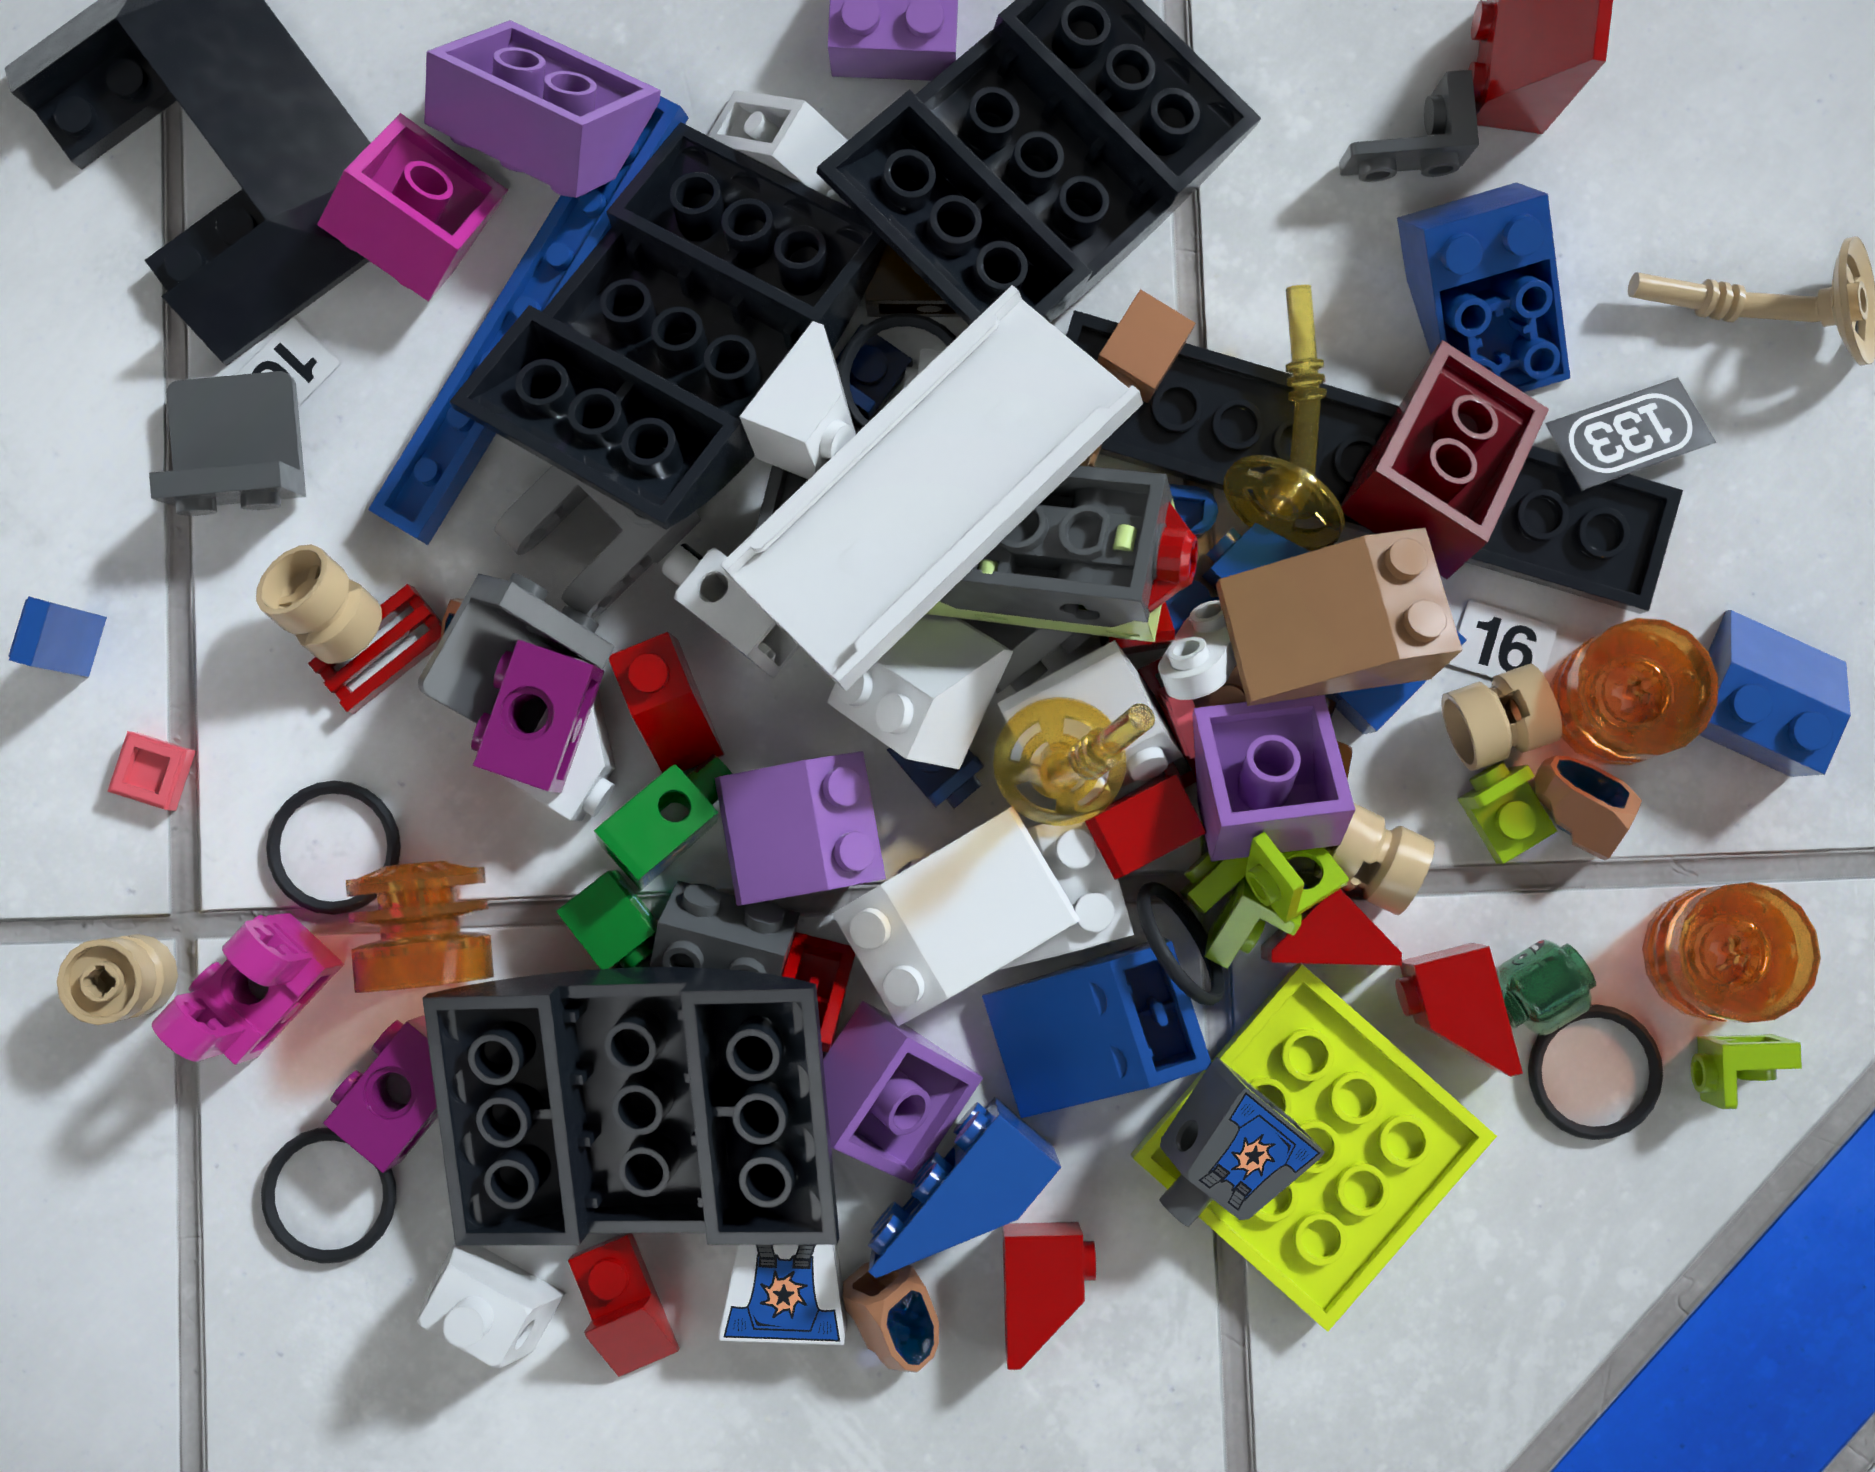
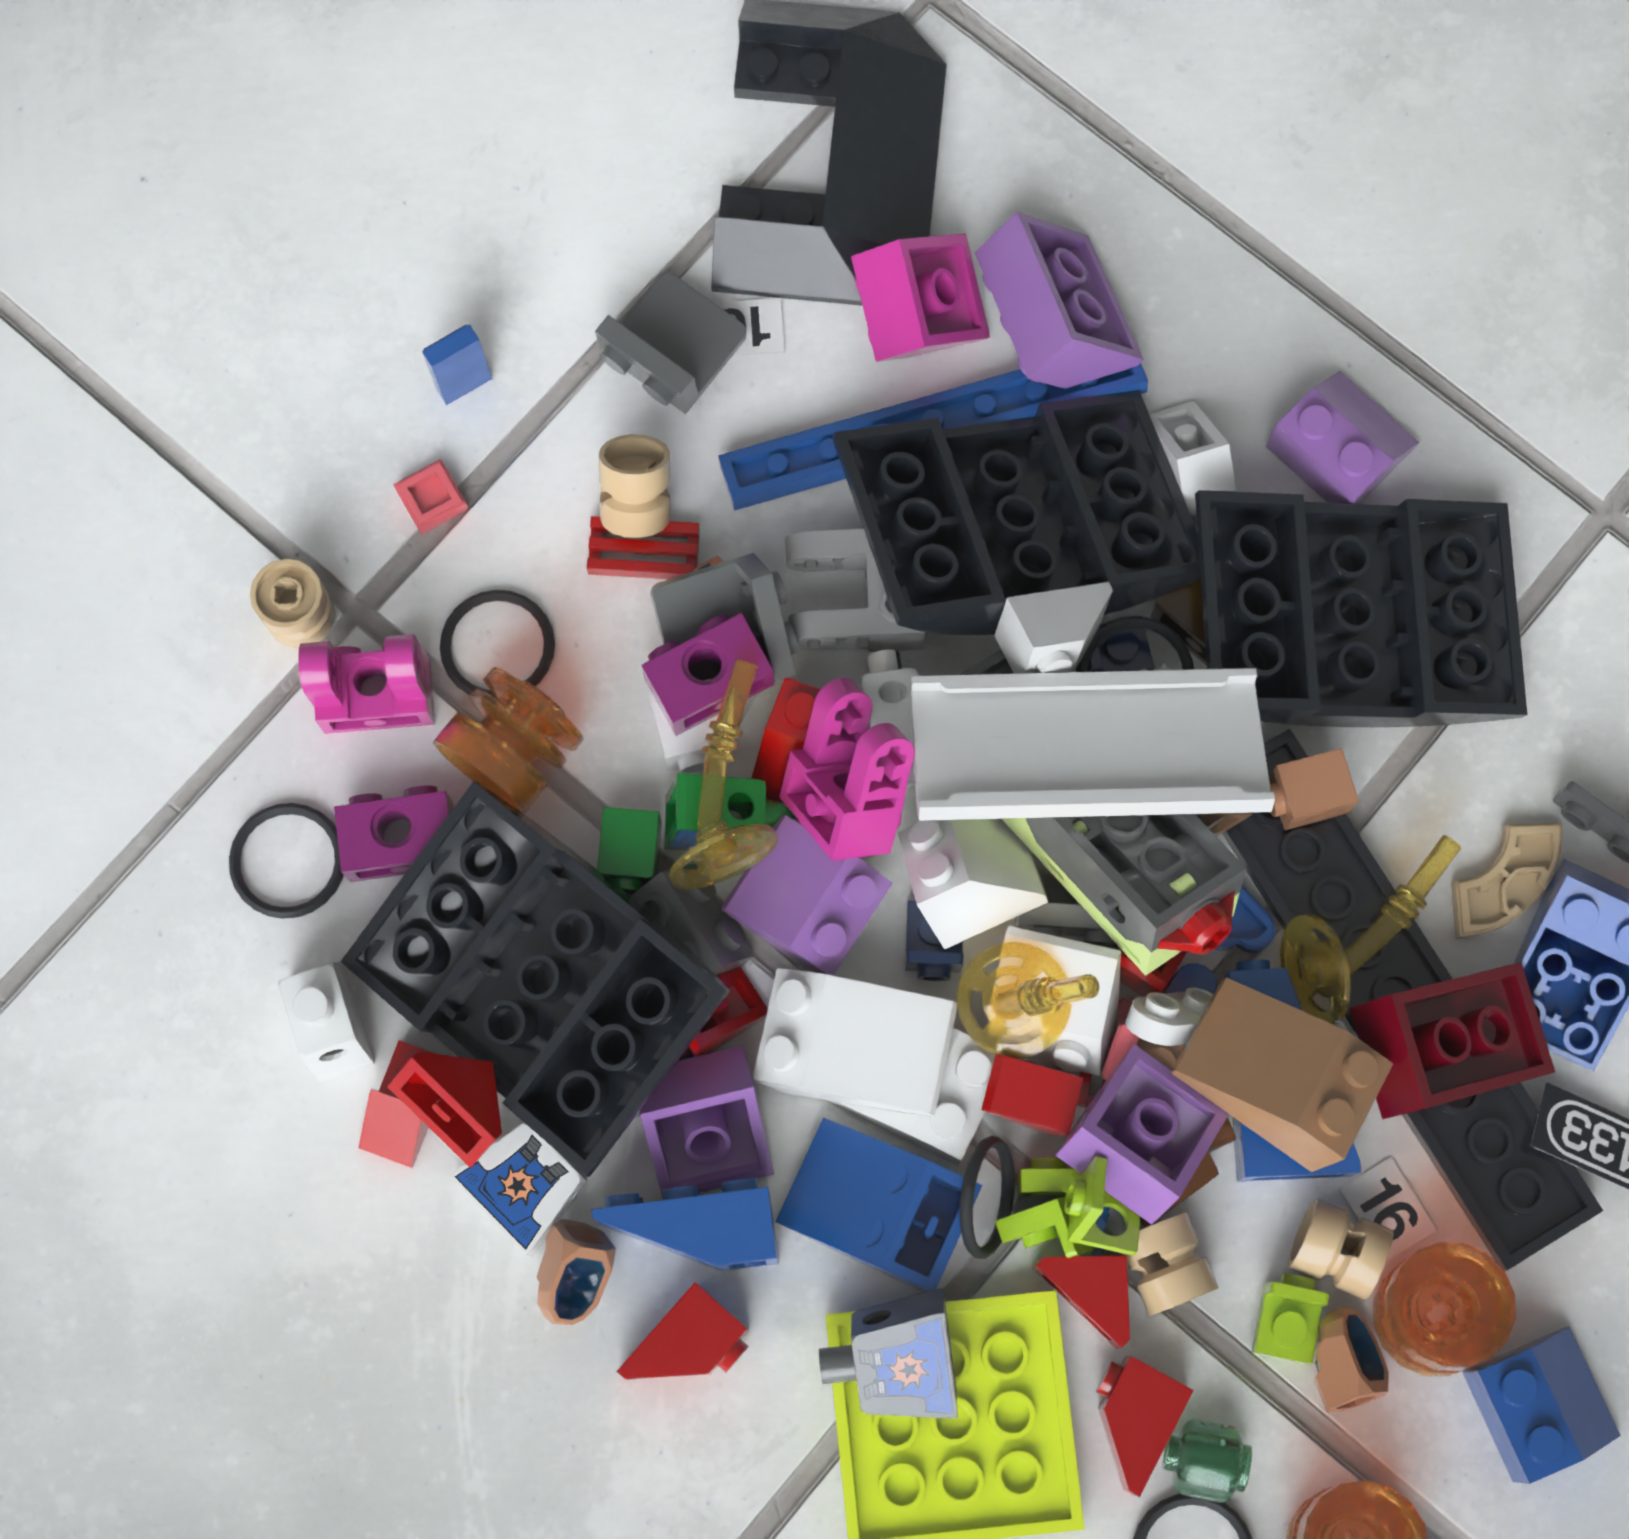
camera: 45 degrees right, 10 degrees down
(663, 1280) = (453, 1099): none -> red slope
(689, 863) = (719, 847): none -> clear yellow dish
(742, 704) = (838, 783): none -> dark pink brick
(1367, 277) = (1511, 882): none -> tan tile

